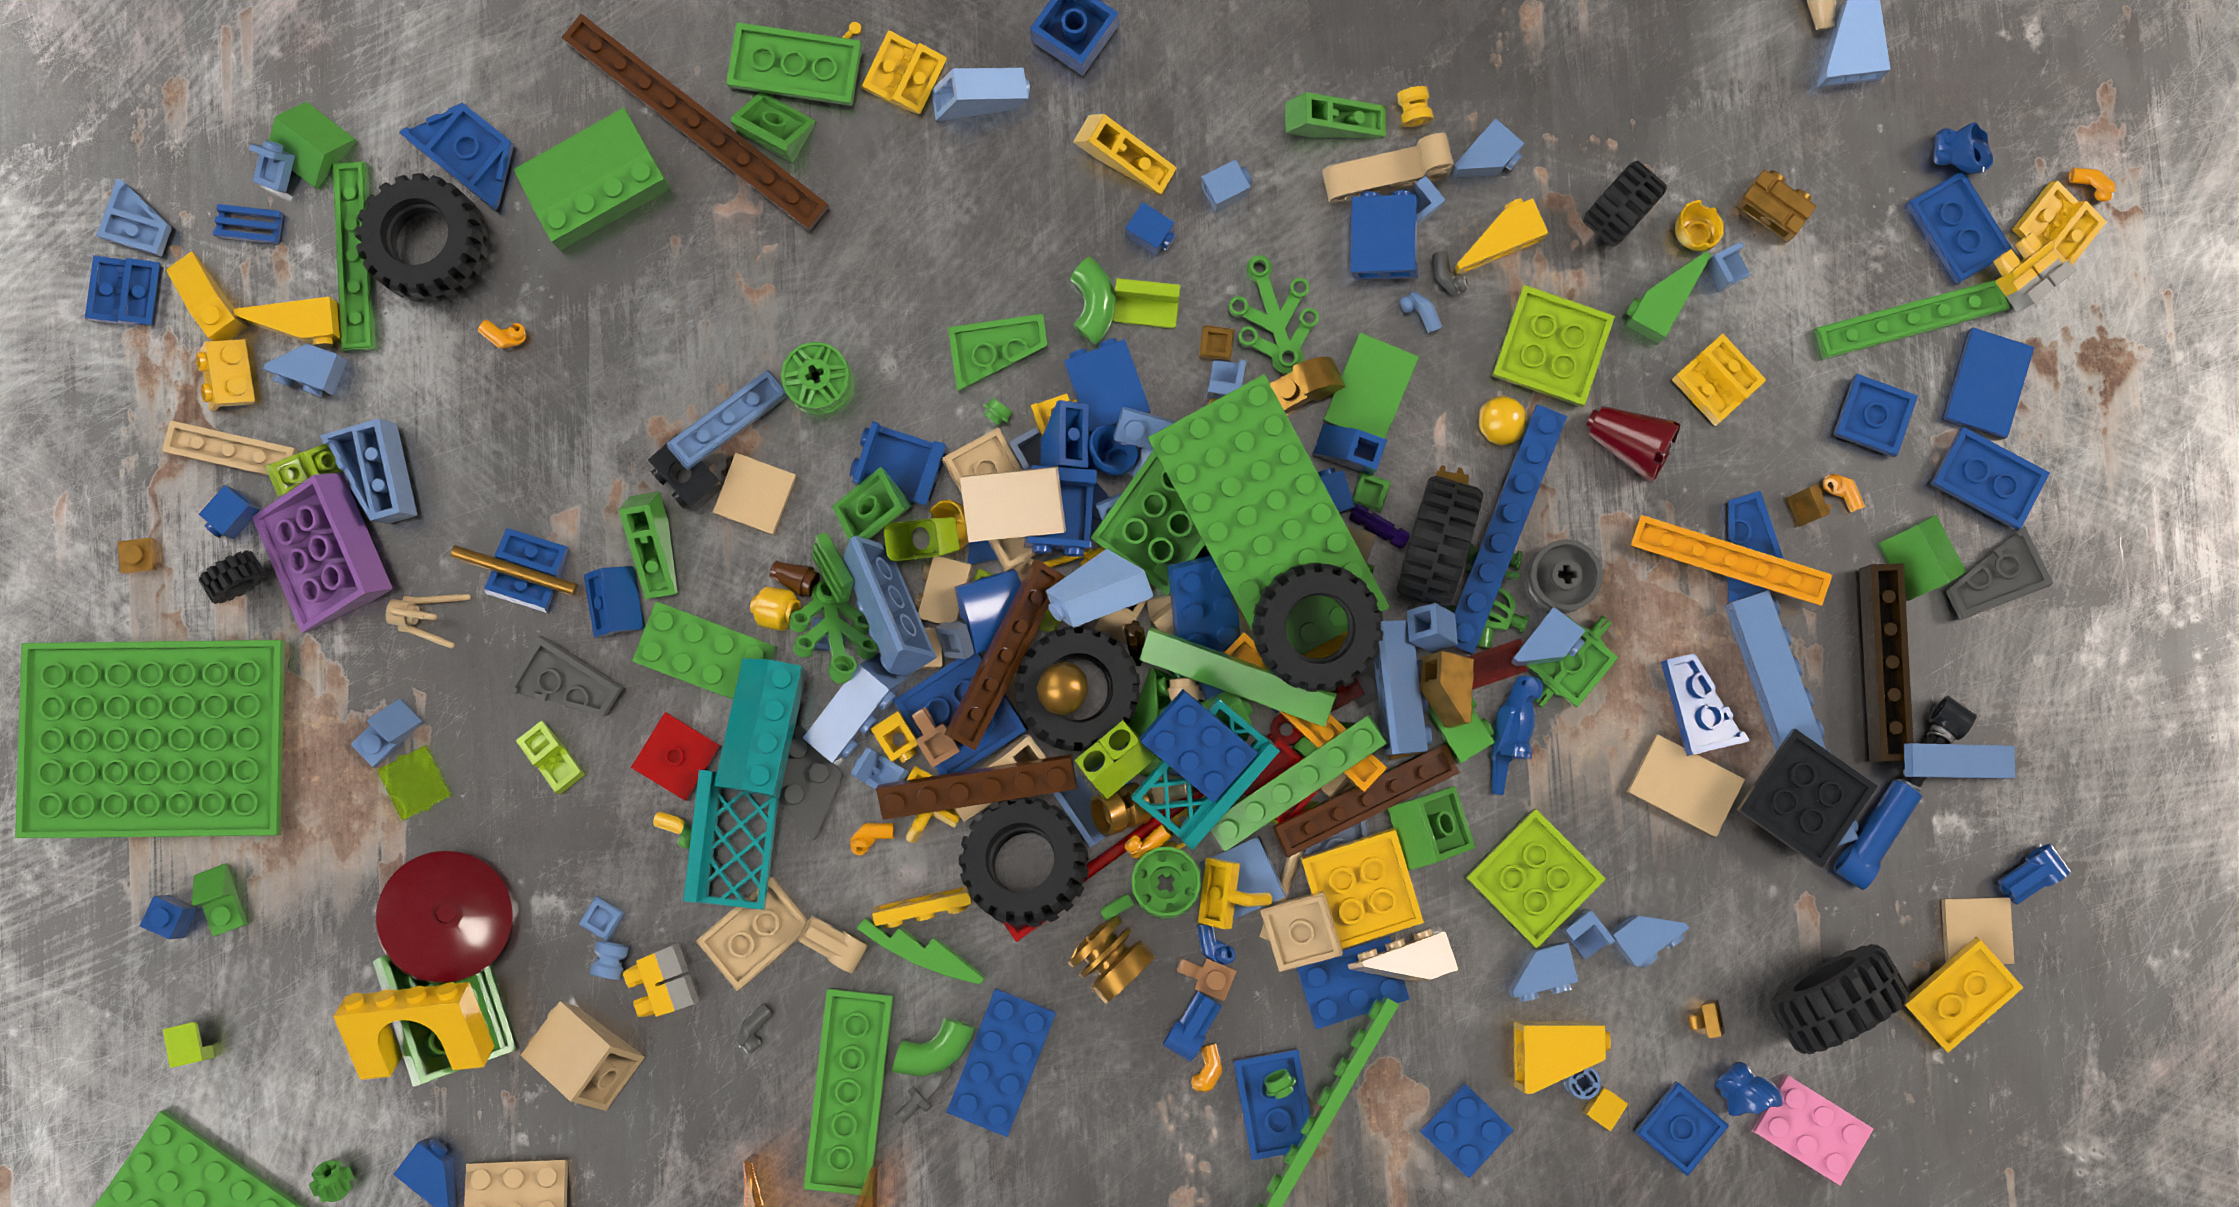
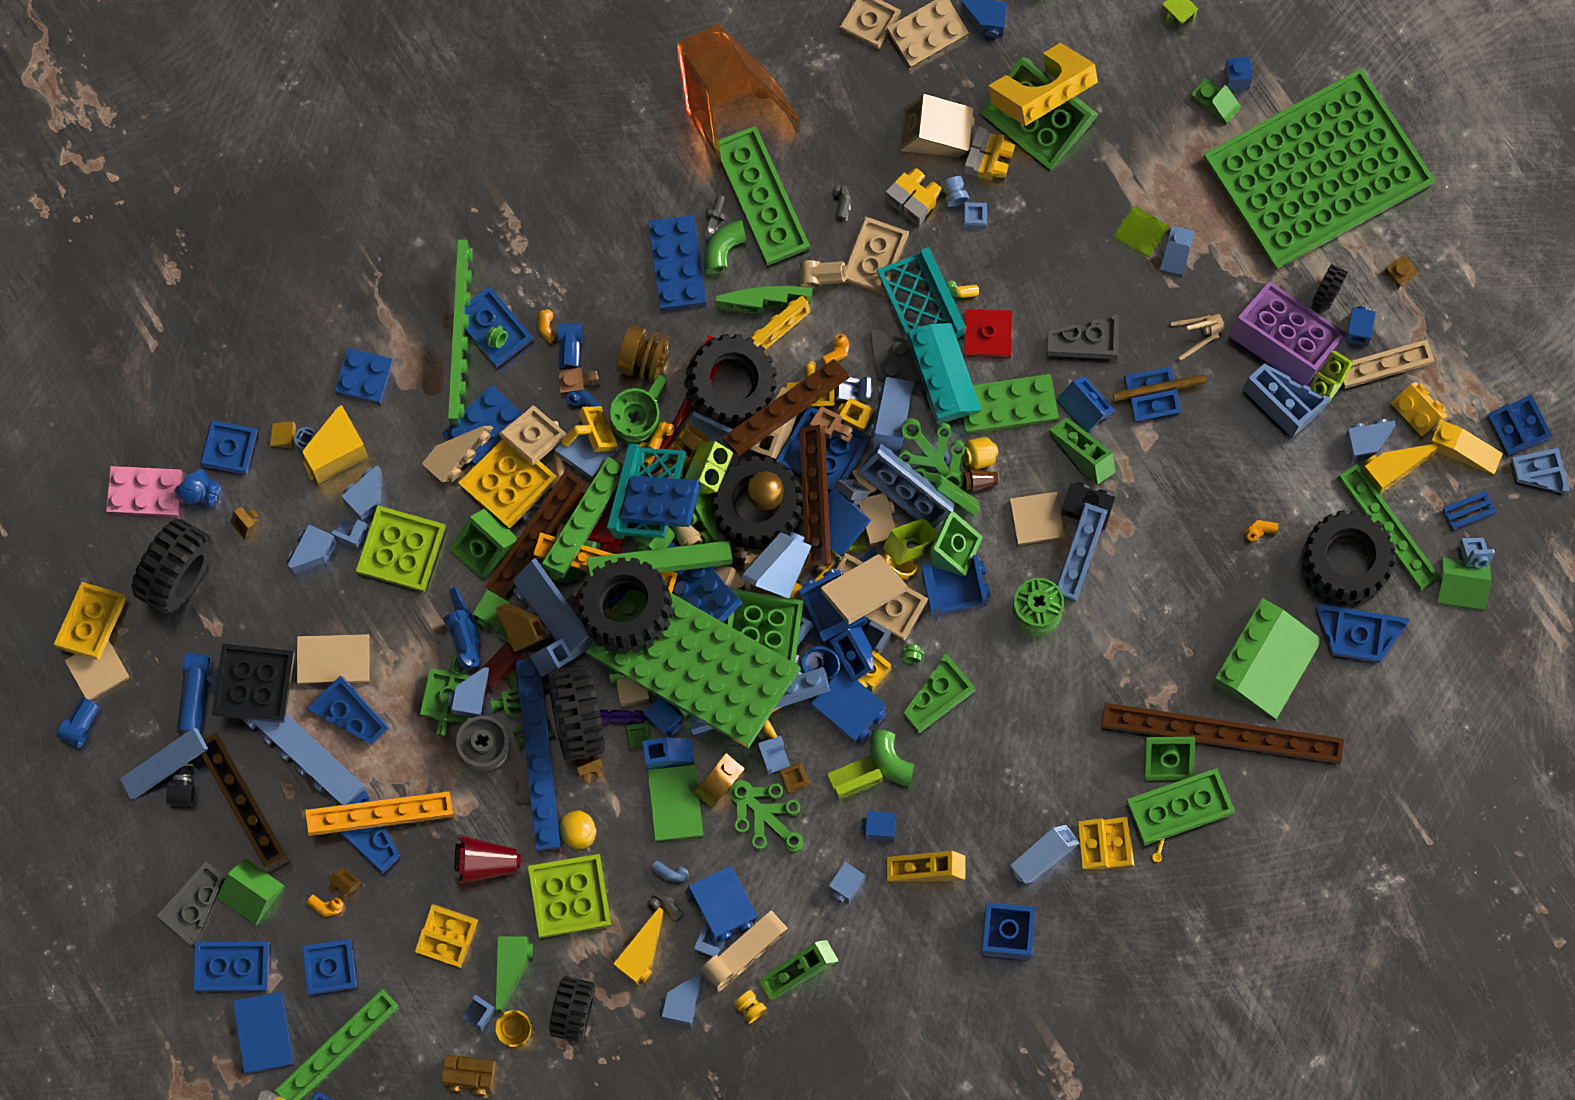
camera: 150 degrees right, 10 degrees down
(443, 917) = (1069, 160): dark red dish -> none
(542, 988) = (984, 155): none -> yellow hips
(550, 757) = (1066, 291): lime slope -> none

